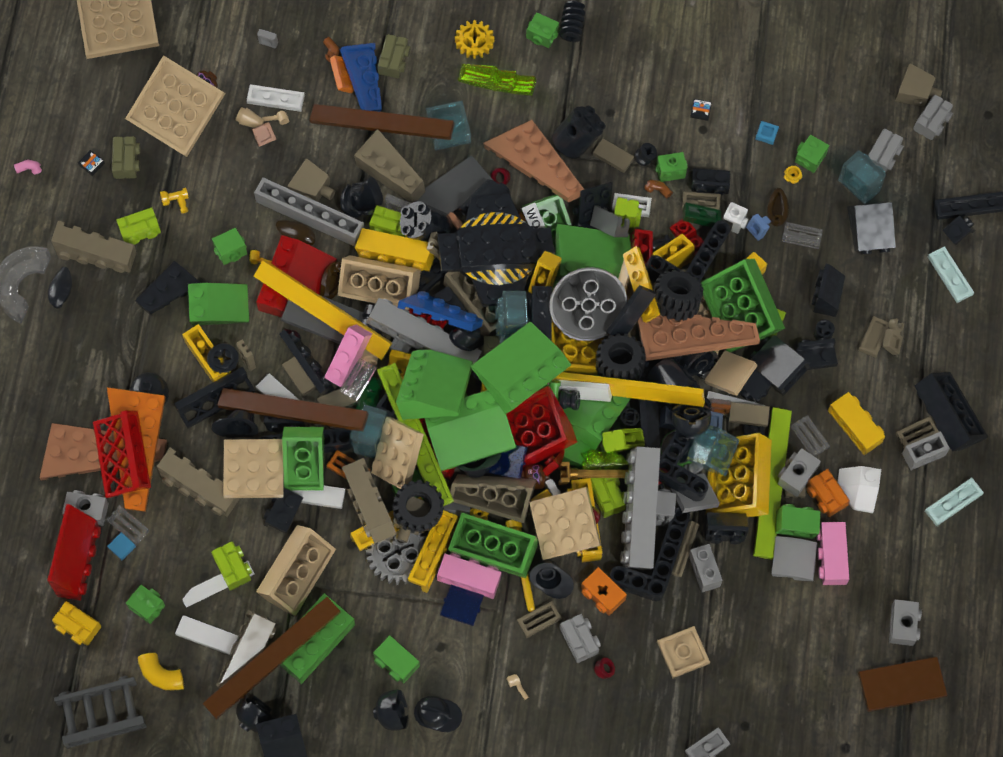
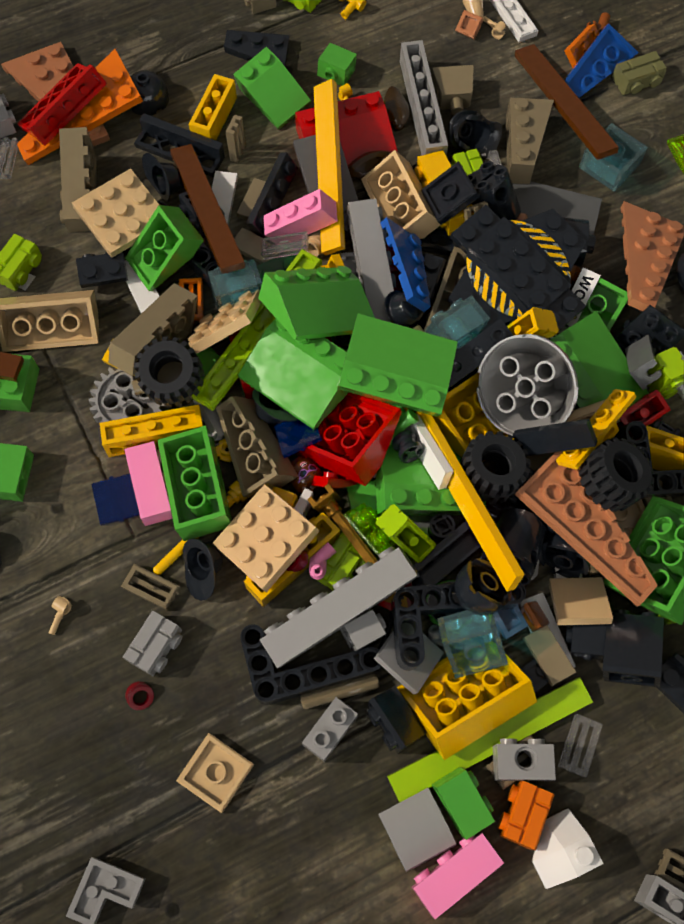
camera: 55 degrees right, 0 degrees up
(217, 352) = (216, 109): black gear -> none
(408, 249) = (450, 193): none -> black tile
(507, 176) = (609, 243): dark red piece -> none
(600, 581) = (228, 648): orange brick -> none
(602, 505) = (318, 561): none -> bright pink arm
(856, 423) = (639, 791): yellow brick -> none

